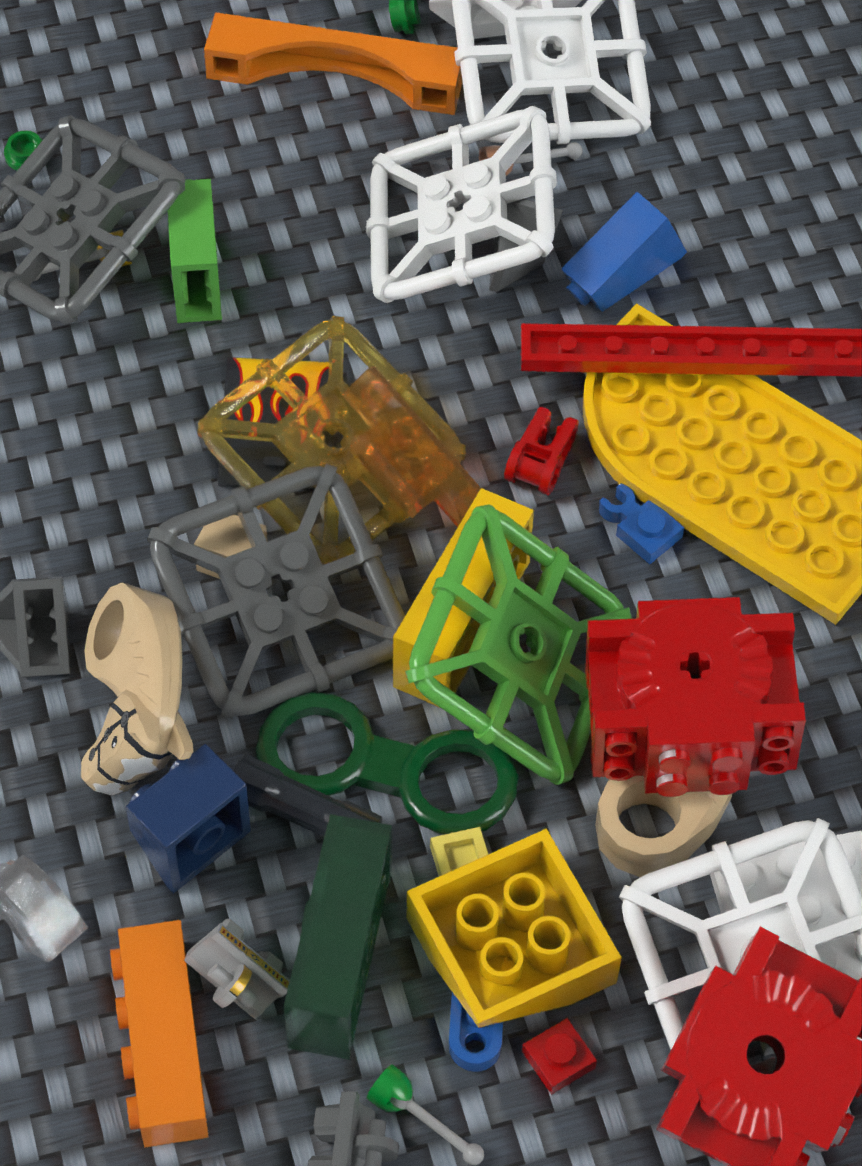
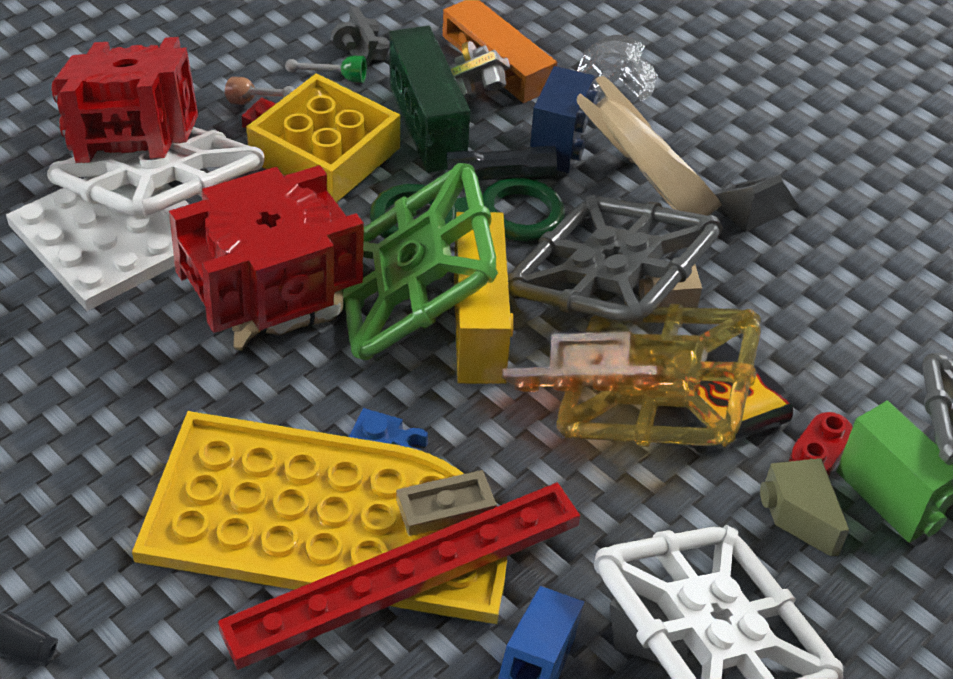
camera: 150 degrees right, 10 degrees down
(220, 338) = (823, 438): none -> red plate
(290, 285) = (805, 504): none -> olive slope
(457, 849) = (383, 175): light yellow plate -> none
(541, 463) = (502, 440): red piece -> none
(575, 1103) = (242, 87): none -> nougat hinge
(633, 394) = (444, 502): none -> dark tan plate

